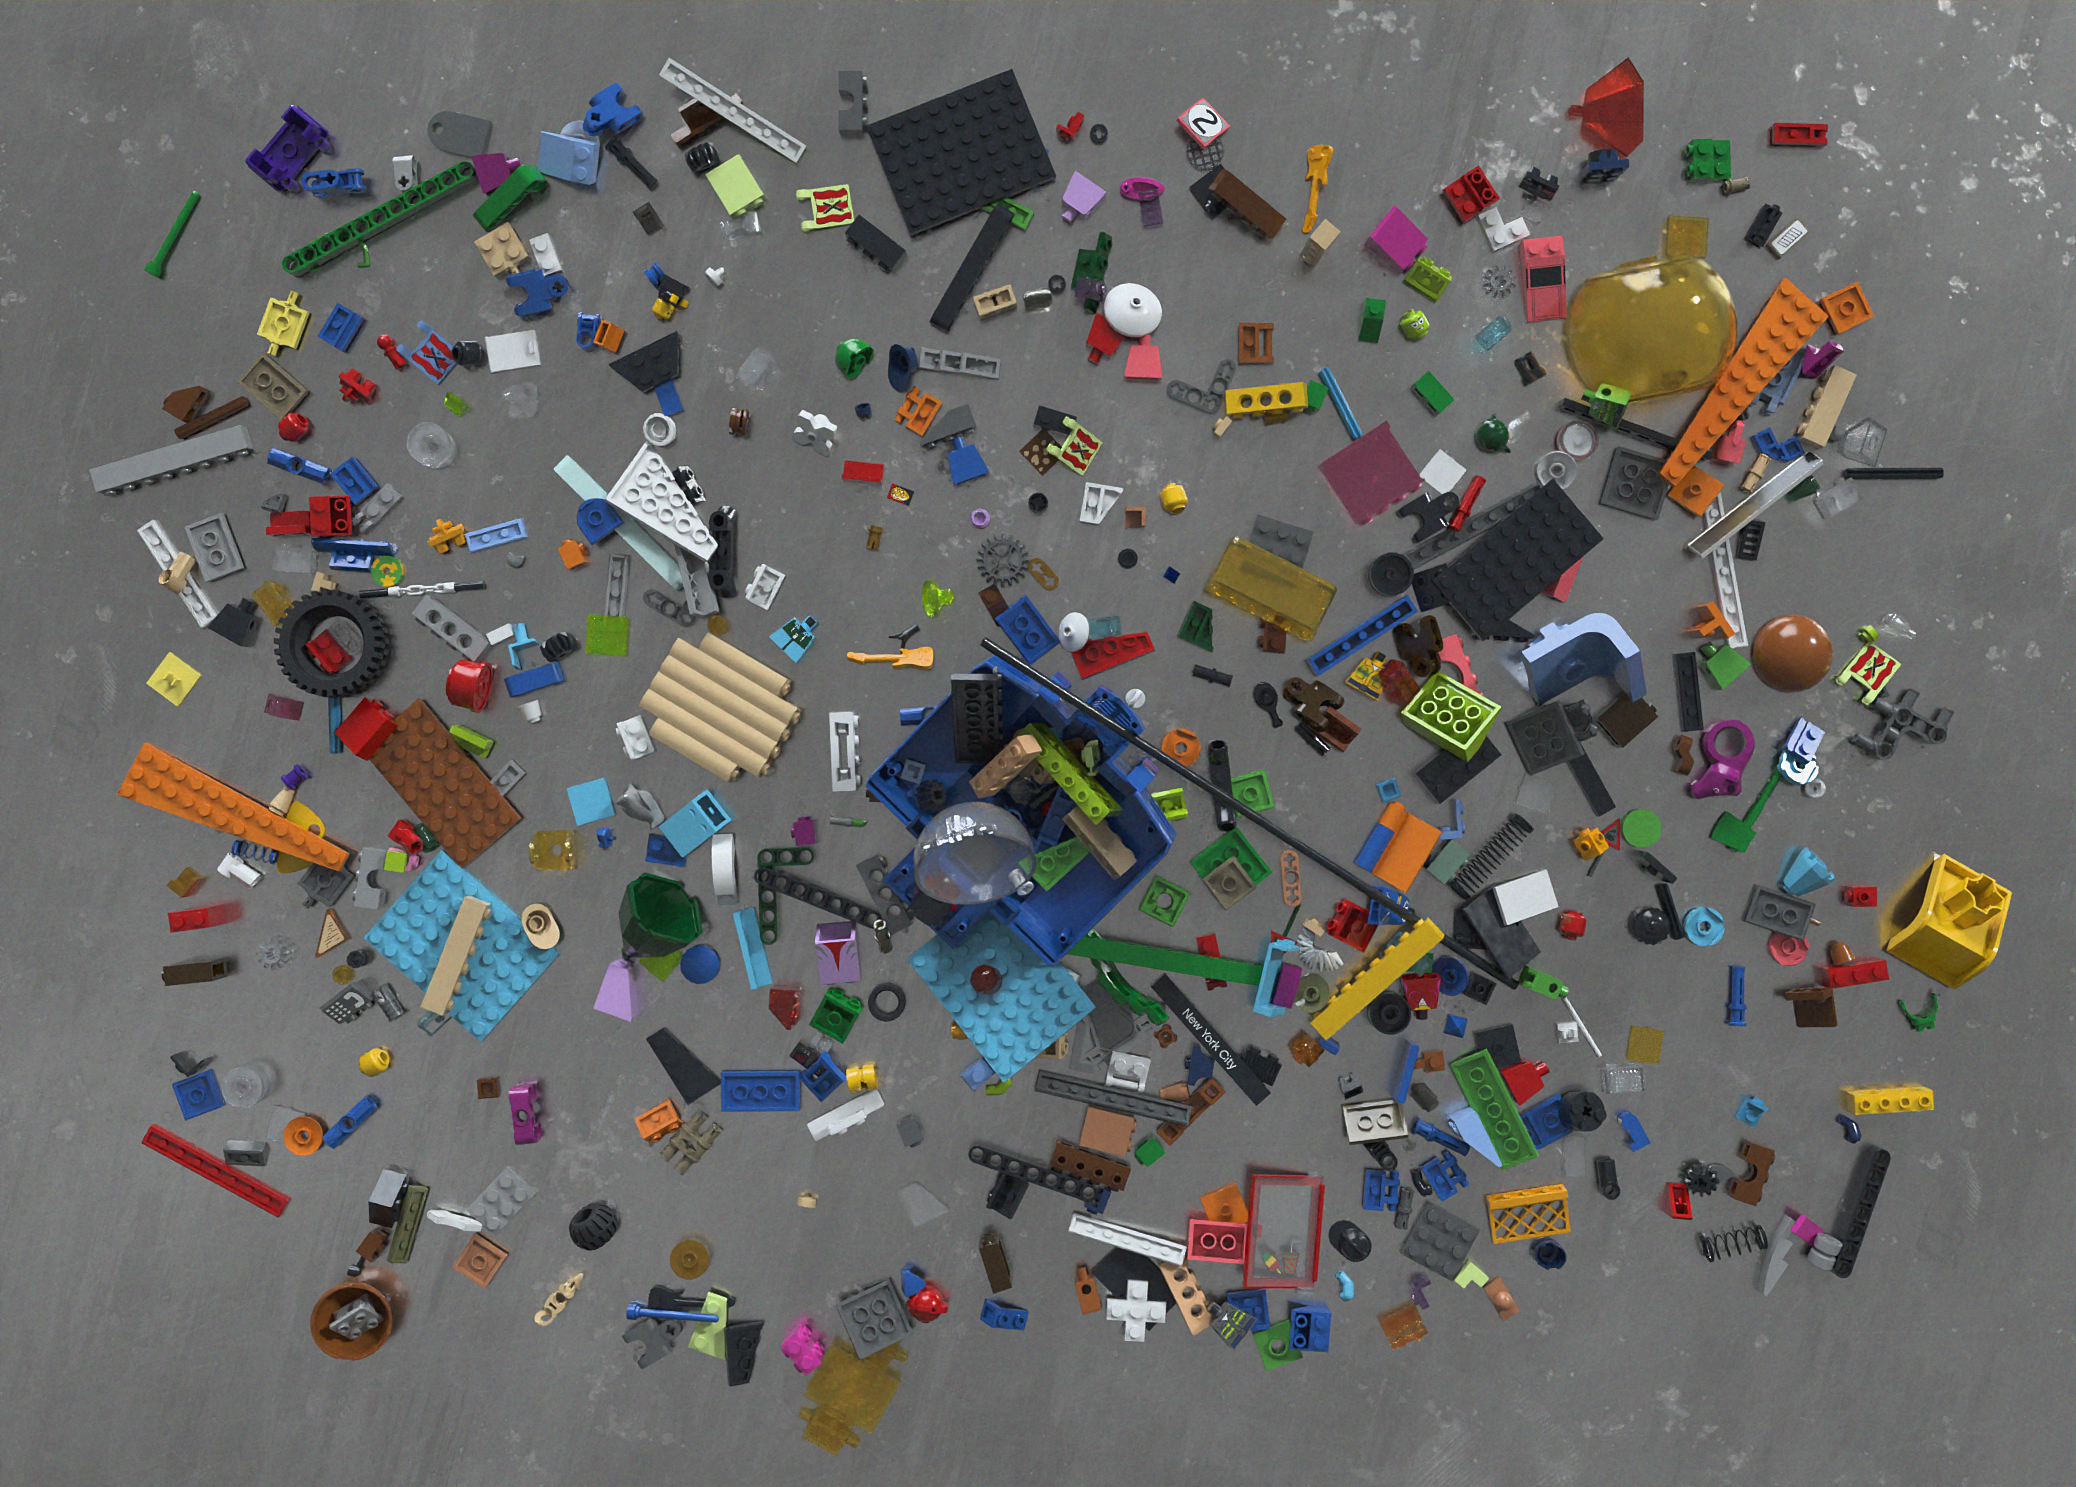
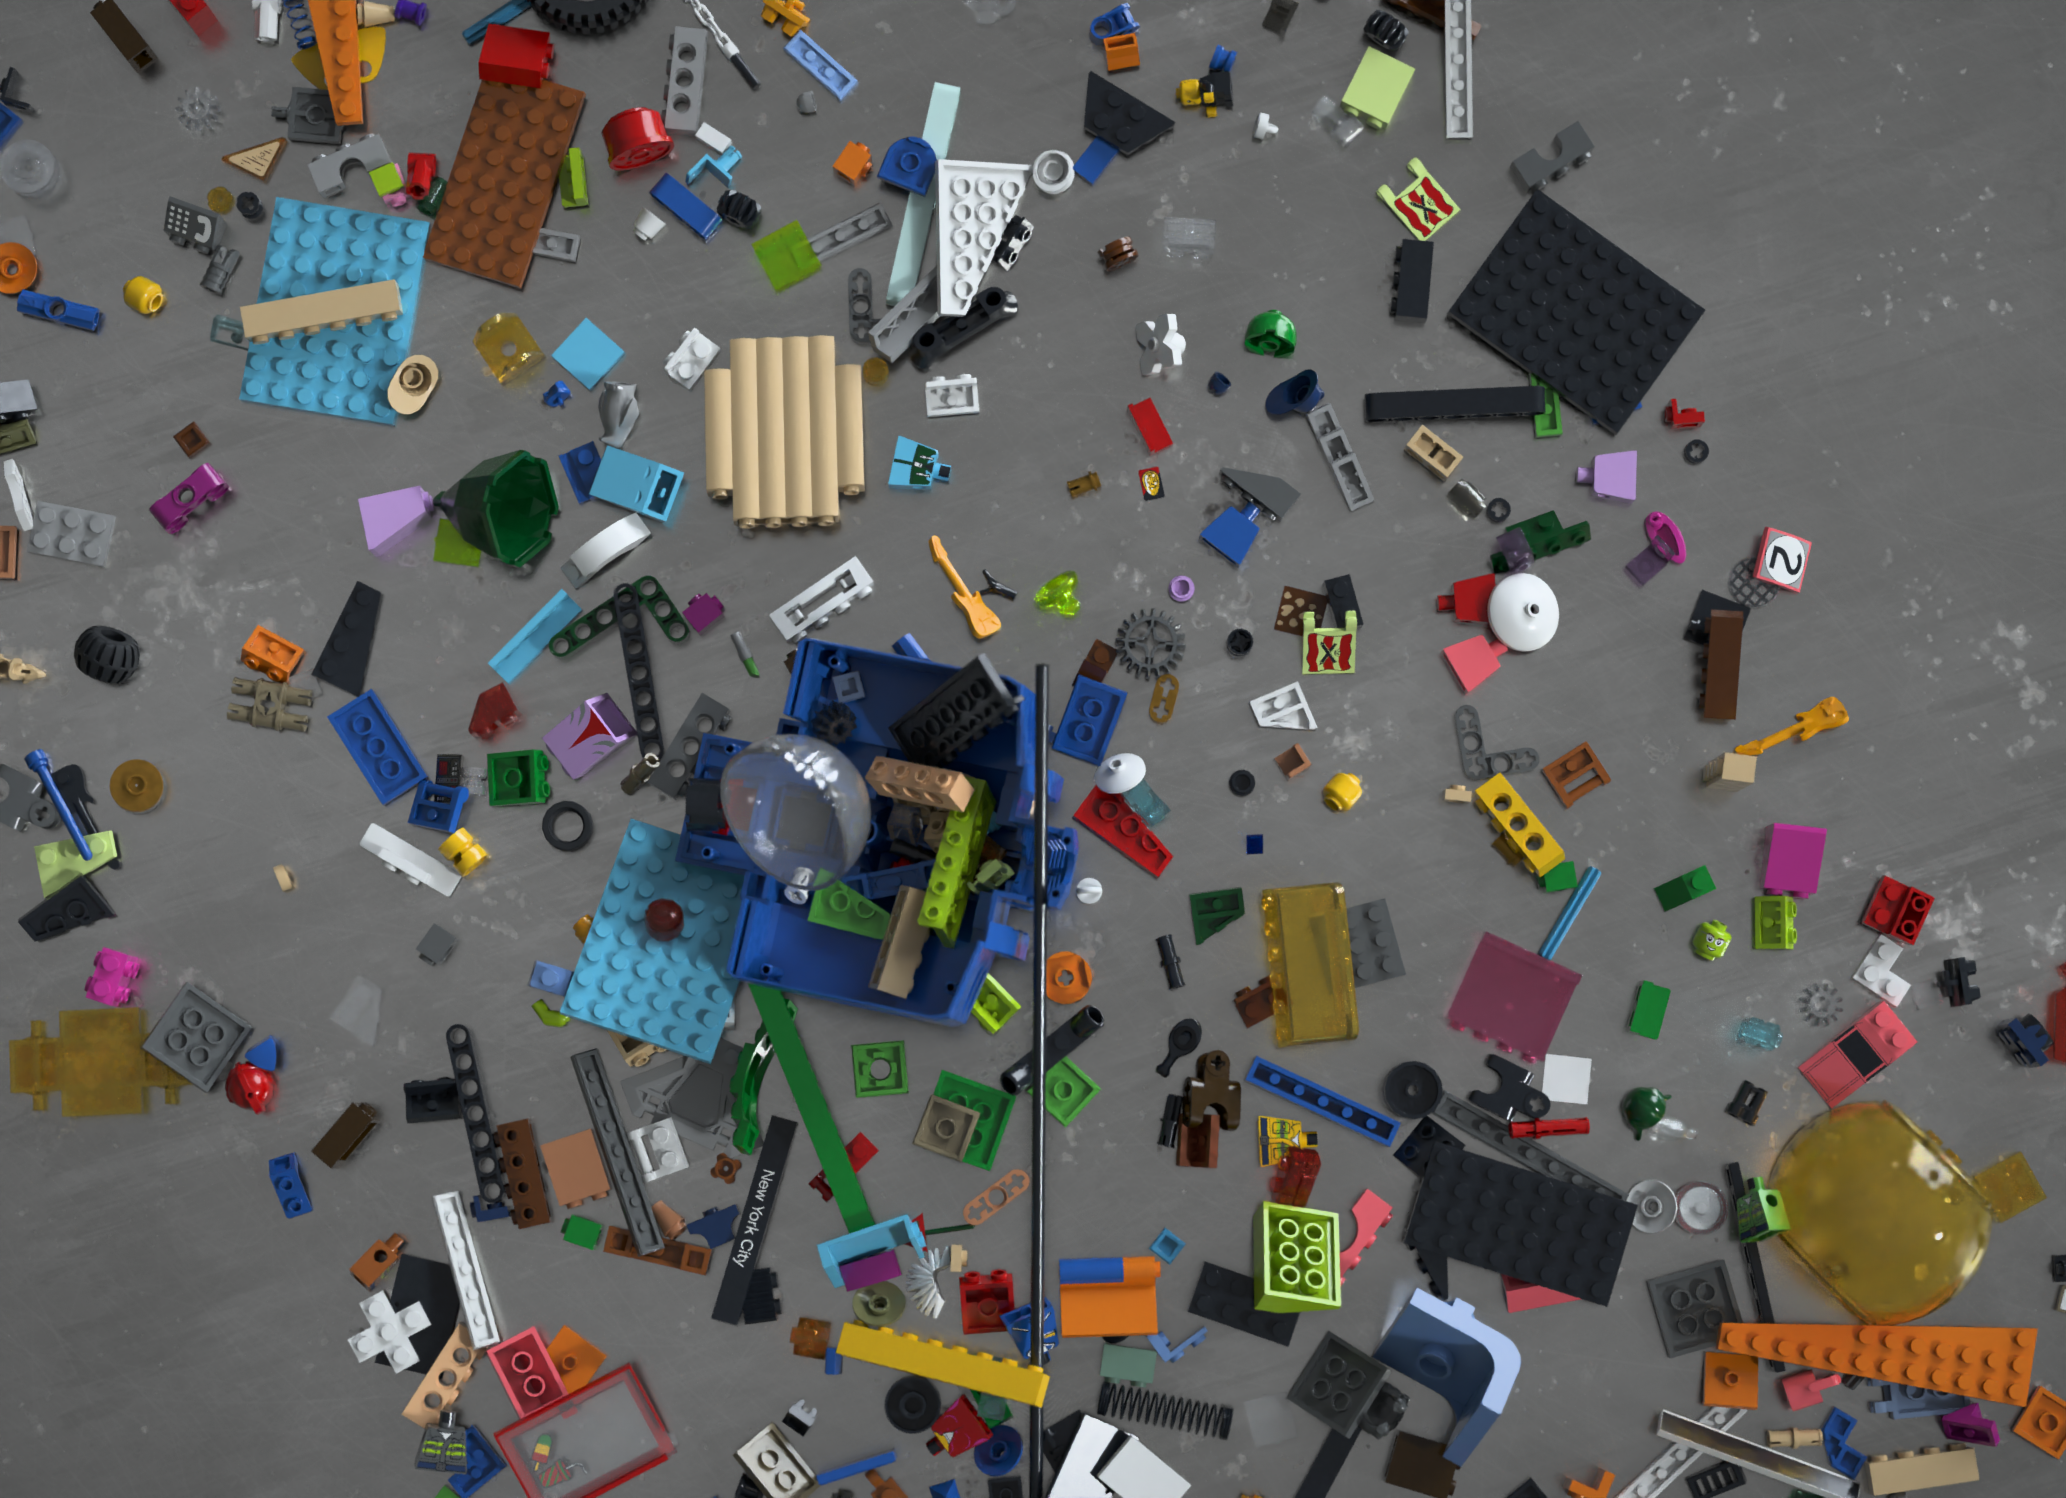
camera: 55 degrees right, 5 degrees down
(699, 964) = (479, 589): blue dish -> none
(922, 415) = (1259, 452): orange plate -> none
(1421, 648) = (1352, 1178): dark brown piece -> none

